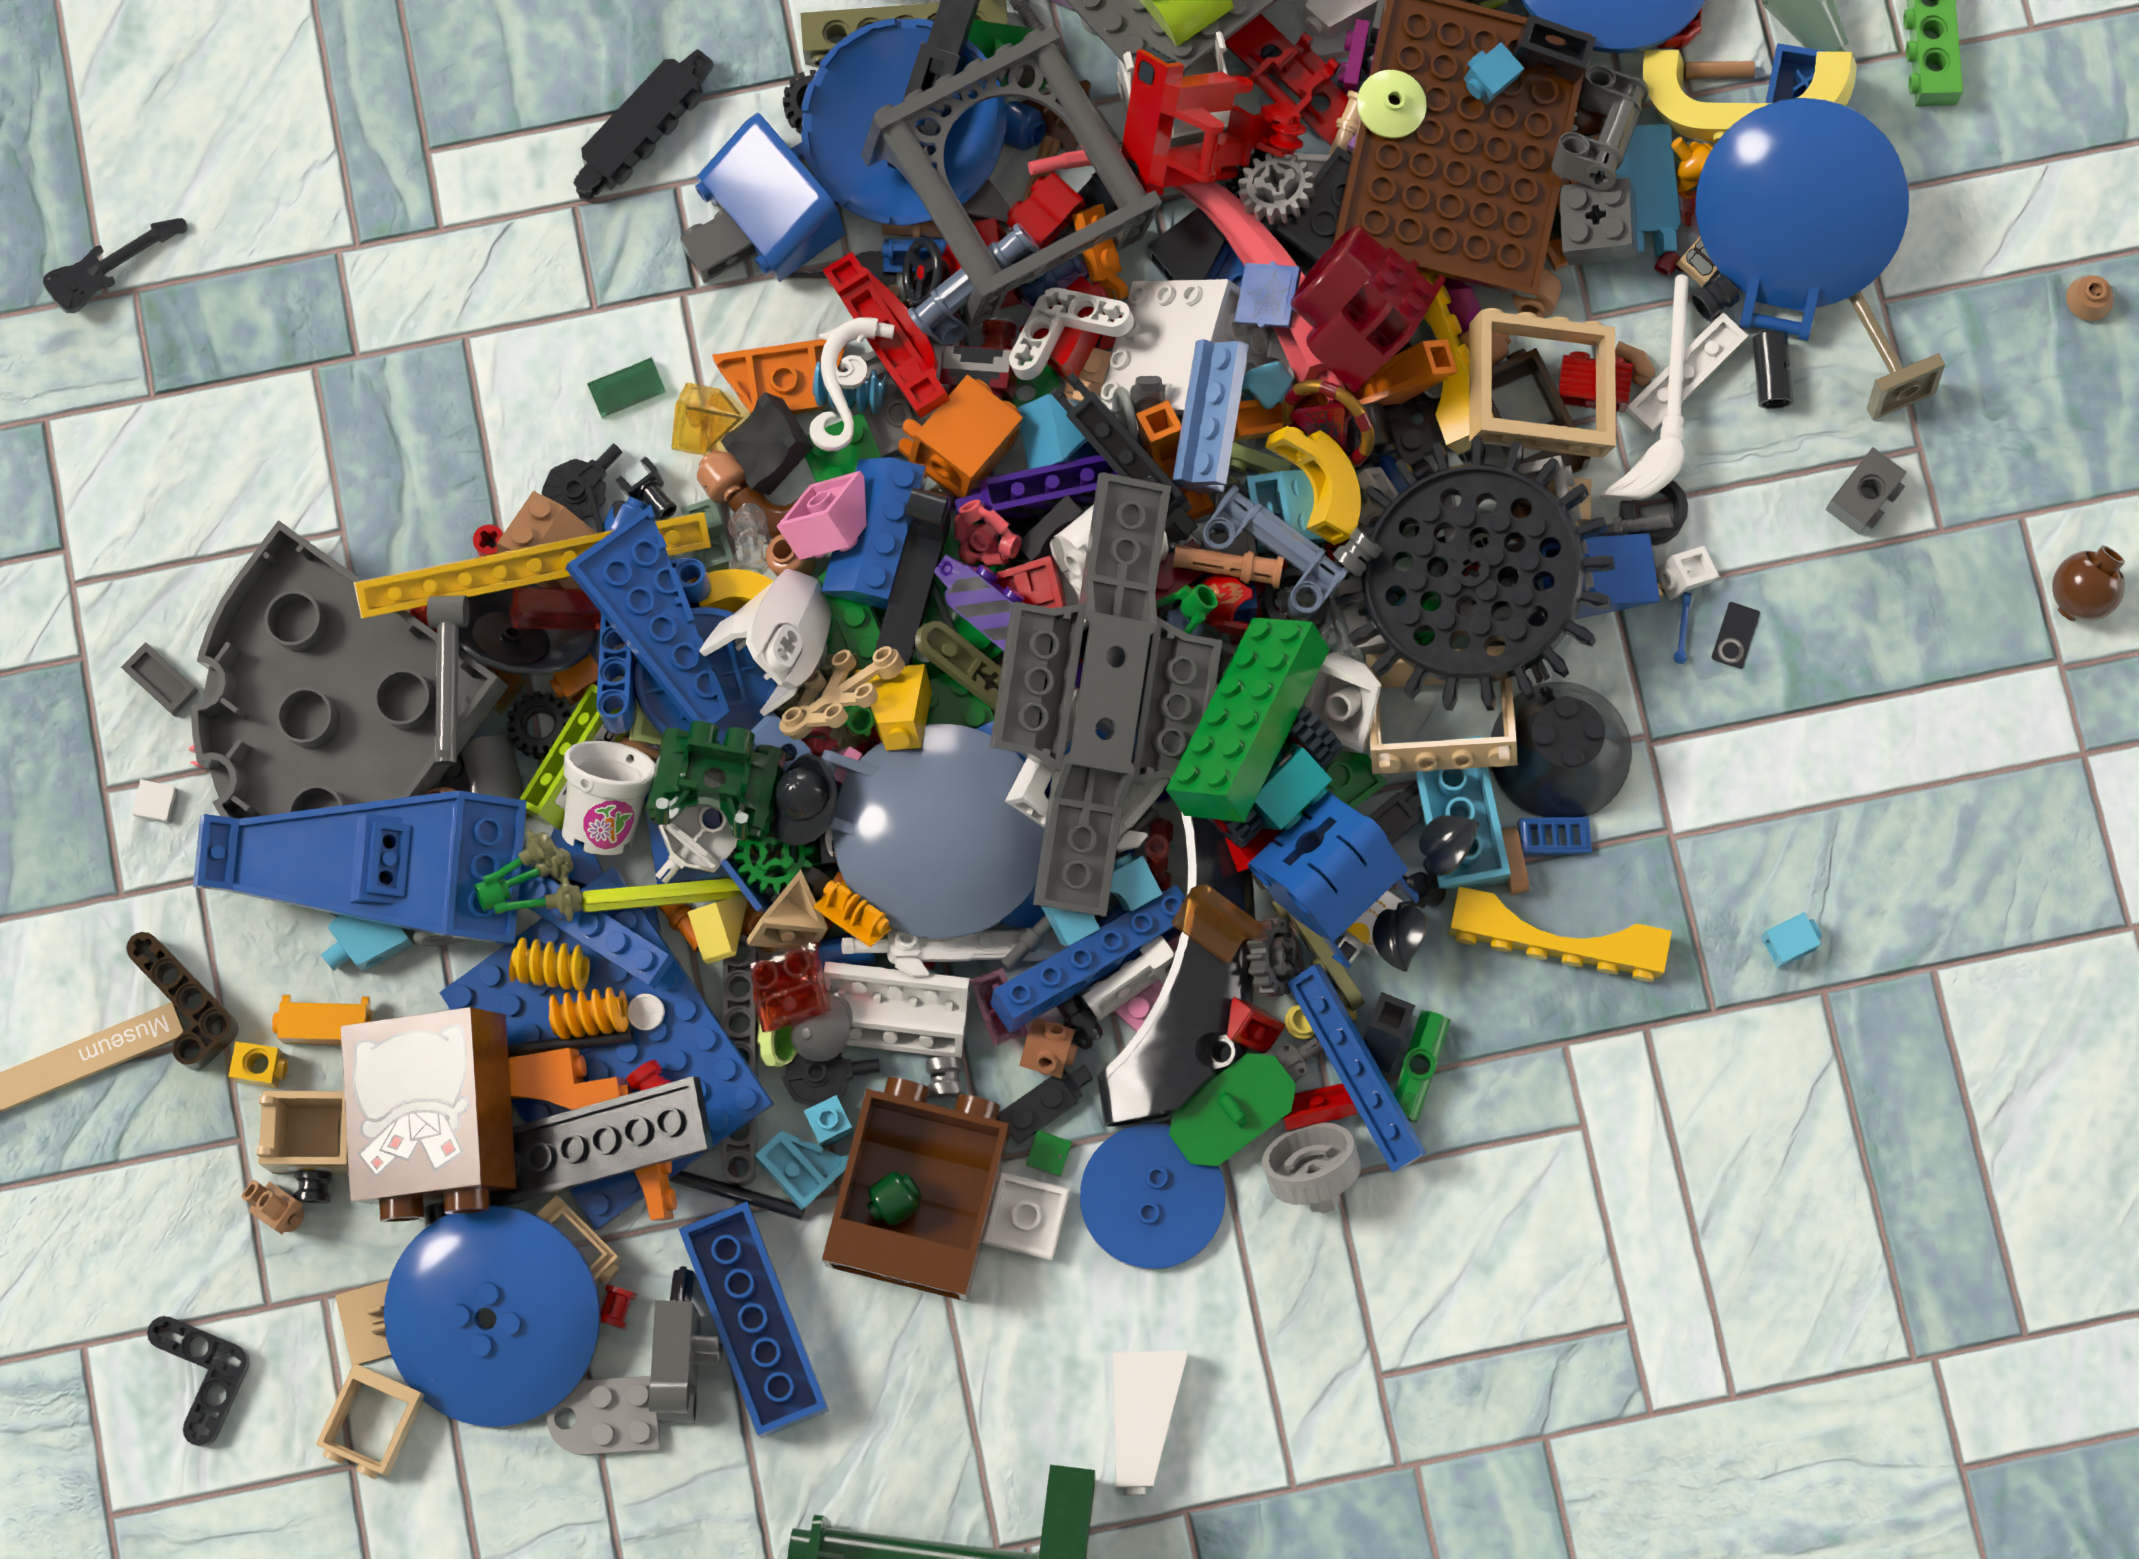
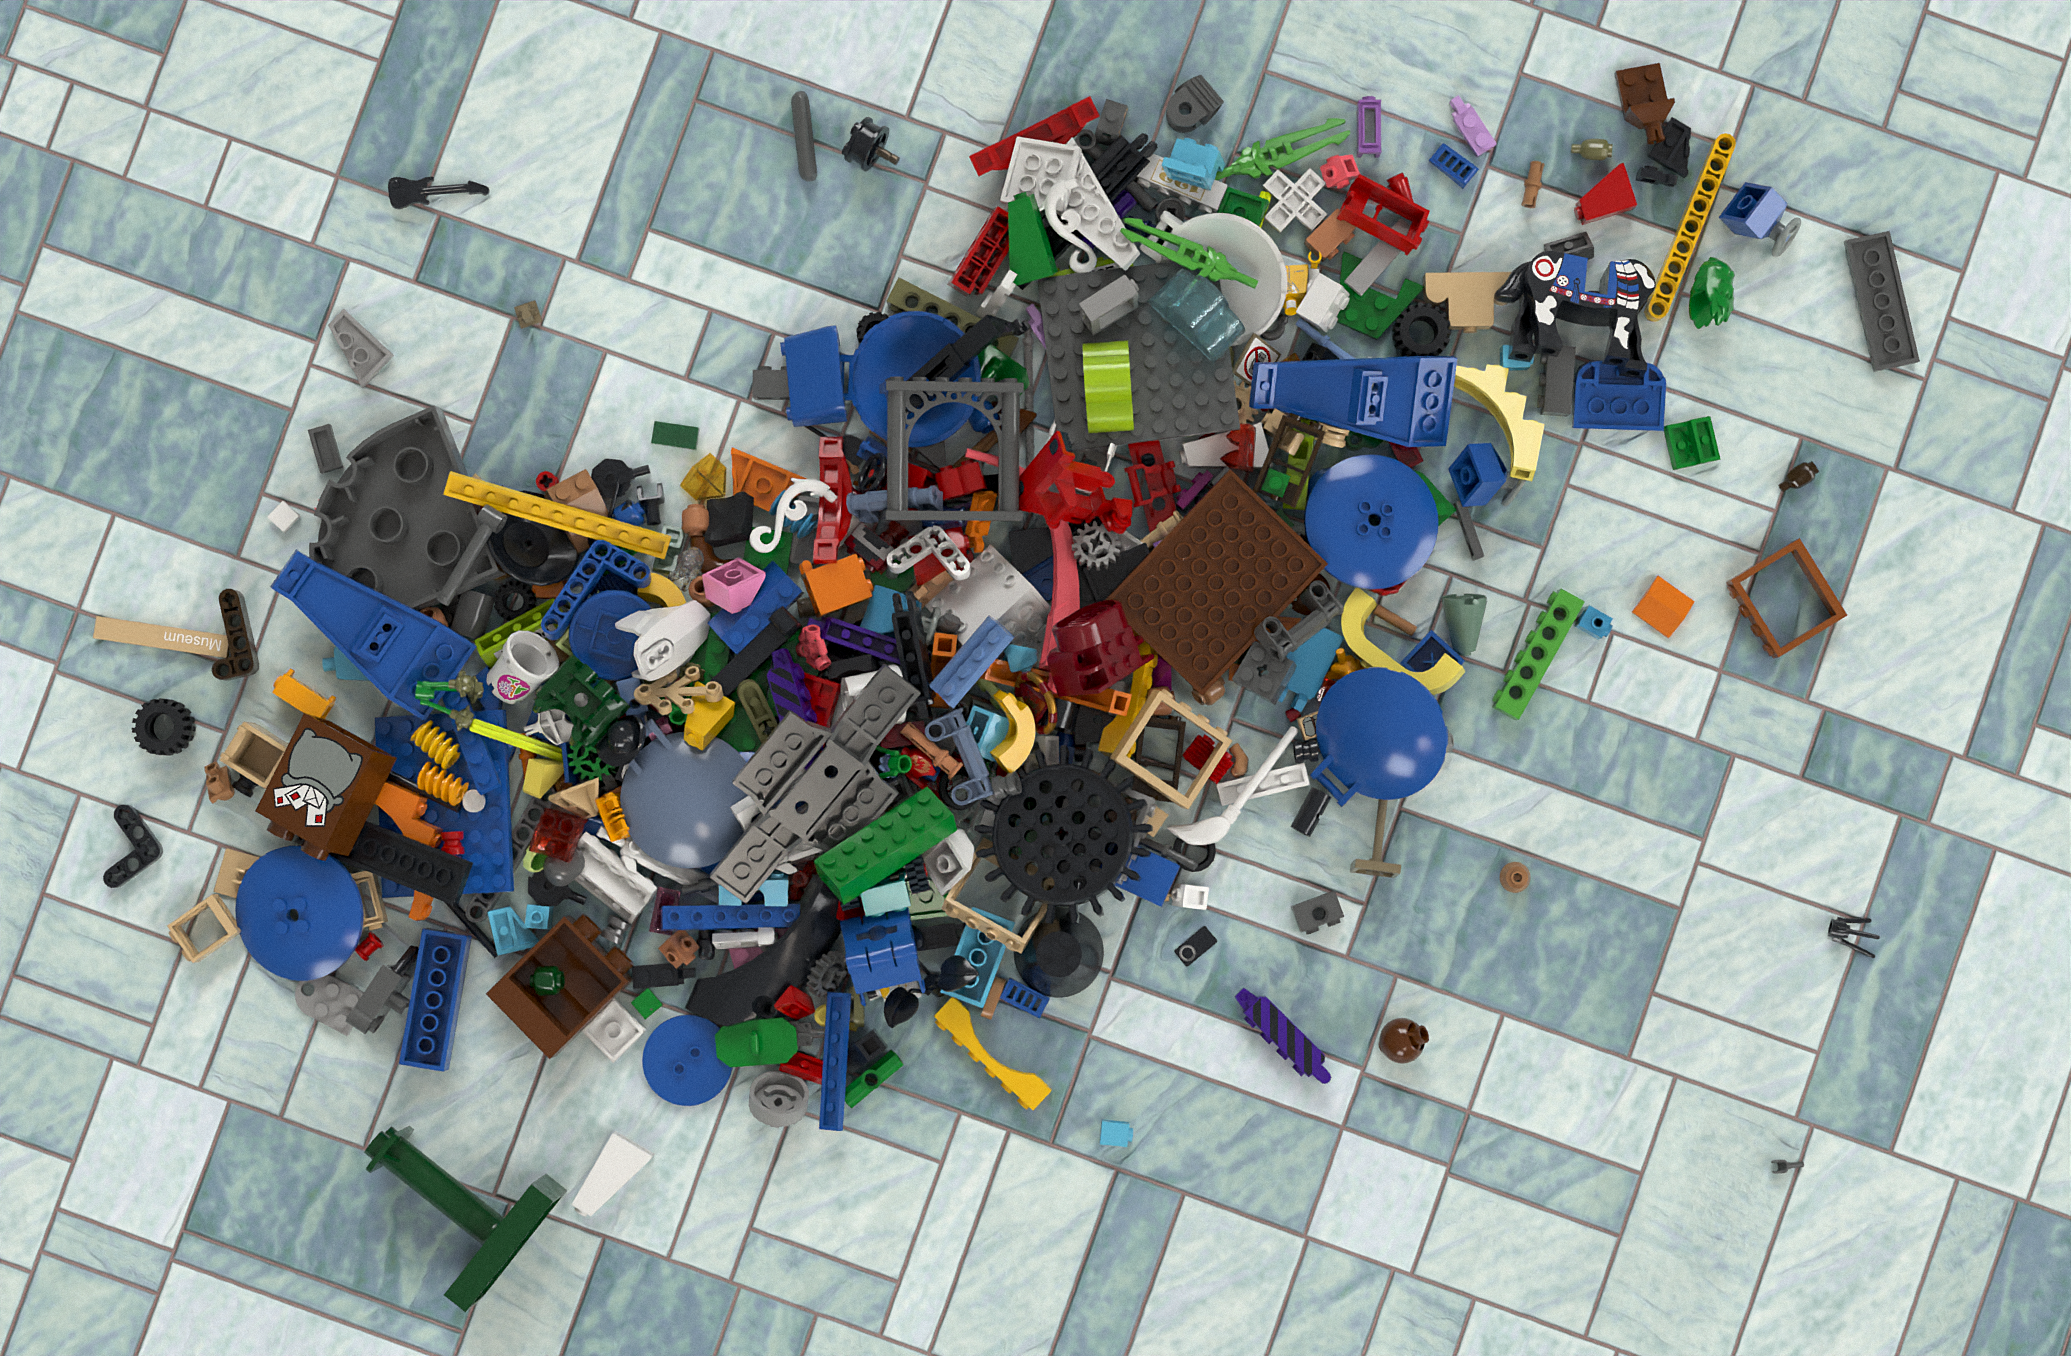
camera: 30 degrees right, 10 degrees up
(129, 518) = (360, 347): none -> light grey wing
(130, 1156) = (145, 727): none -> black tyre
(244, 1057) = (245, 697): yellow brick -> none
(333, 347) = (528, 314): none -> dark tan brick
(553, 609) = (557, 545): clear red piece -> none
(640, 123) = (773, 286): black hinge -> none
(646, 605) = (602, 576): blue wing -> none
(1215, 922) = (803, 940): clear orange panel -> none
(1267, 295) = (1050, 607): piece -> none
(1382, 116) = (1175, 537): yellowish green dish -> none
(1492, 73) = (1253, 556): dark azure brick -> none
(1568, 59) = (1301, 572): black brick -> none
(1680, 656) = (1157, 939): blue hinge -> none
(1930, 675) = (1284, 1034): none -> dark purple hinge

